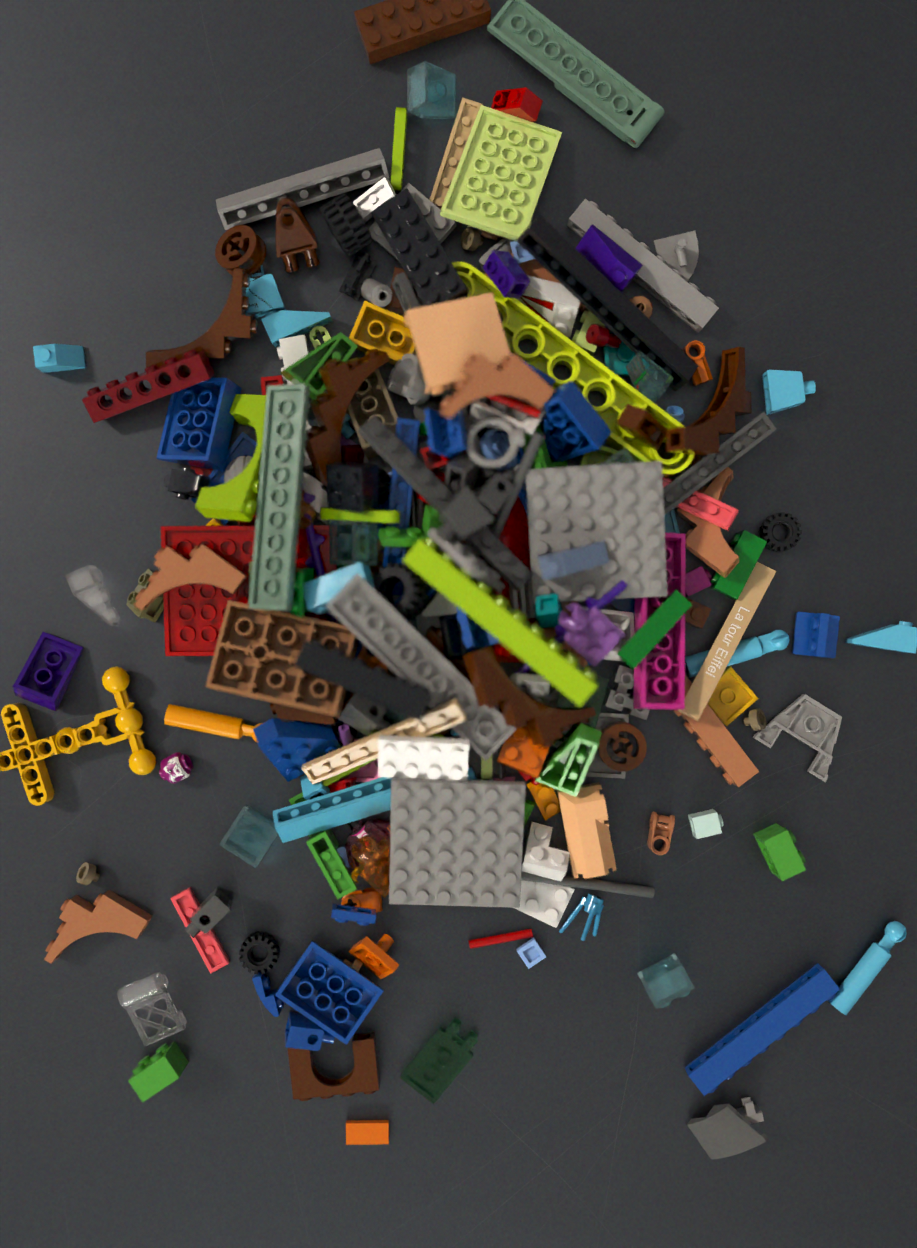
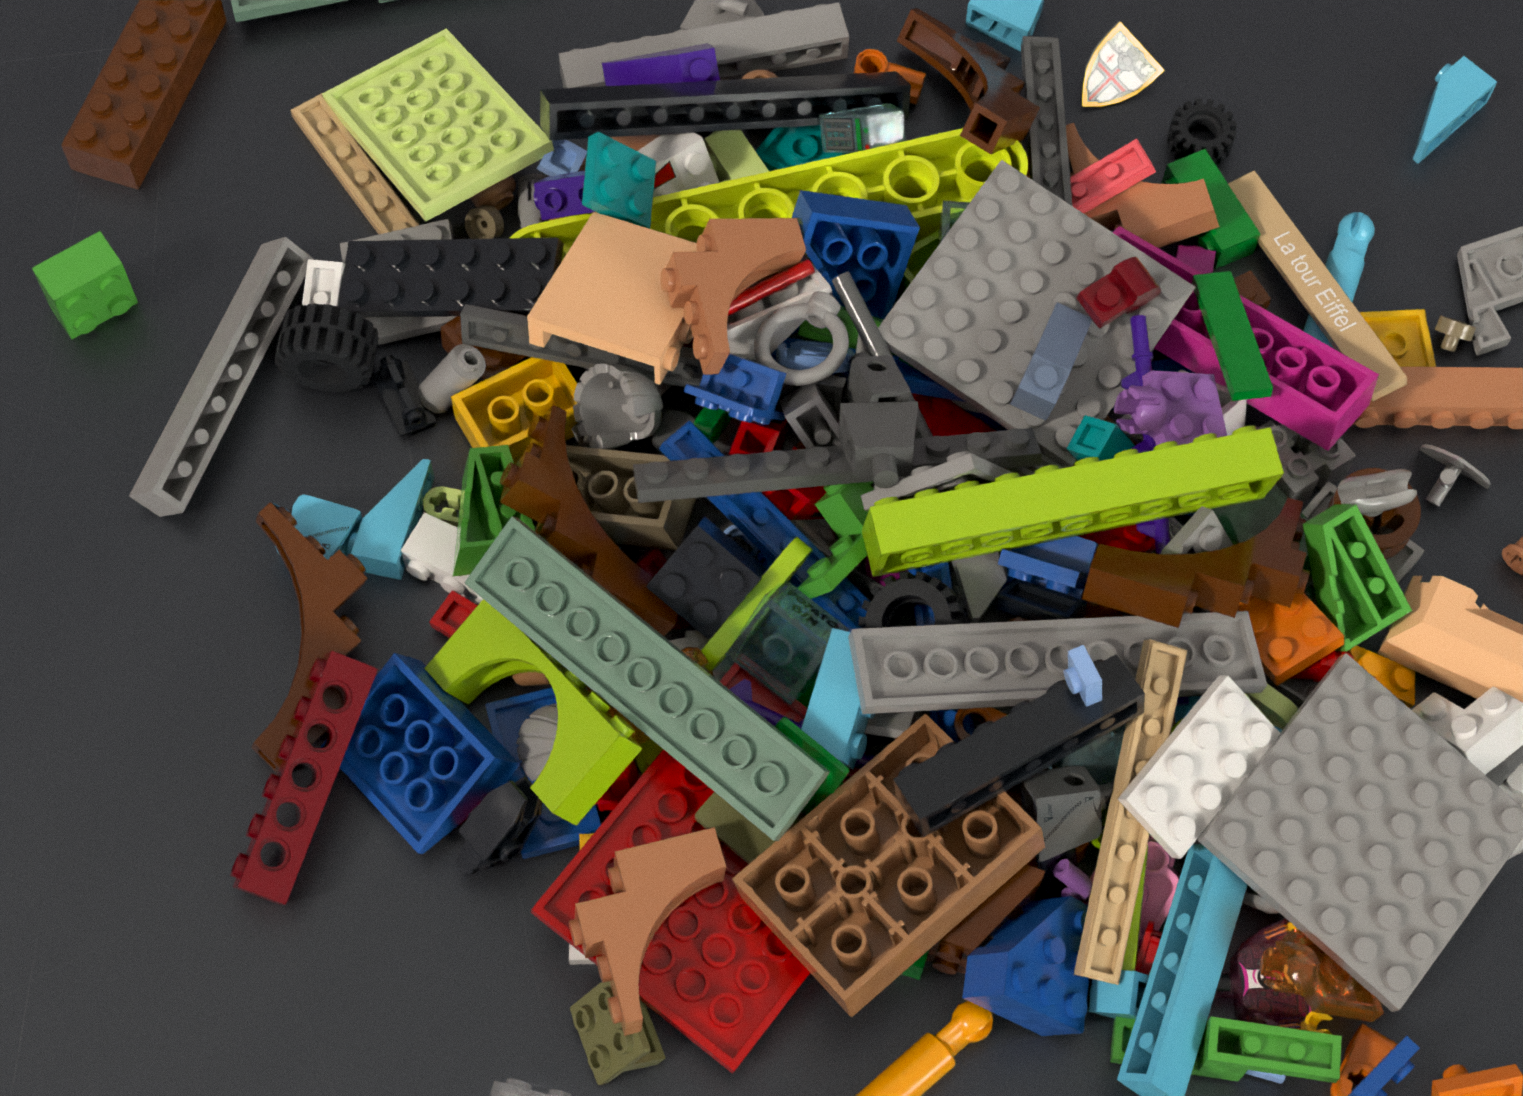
camera: 55 degrees left, 25 degrees down
(59, 357) = (140, 889): medium azure slope -> none
(247, 240) = (220, 503): reddish brown wheel -> none
(294, 88) = (85, 285): none -> bright green brick
(294, 235) = (276, 426): reddish brown piece -> none
(399, 148) = (278, 220): lime beam -> none
(404, 689) = (1083, 676): none -> light blue plate
(431, 92) = (247, 138): clear light blue slope -> none
(517, 291) = (618, 181): none -> teal plate
(518, 102) = (361, 48): red slope -> none
(600, 337) = (760, 149): dark red piece -> none
(623, 744) = (1377, 491): none -> light grey piece
(629, 566) = (1119, 292): none -> dark red brick
(642, 426) = (928, 166): reddish brown slope -> none
(676, 766) = (1454, 466): none -> light grey shield
(784, 468) = (1117, 69): none -> shield
(815, 634) = (1380, 184): blue bracket -> none

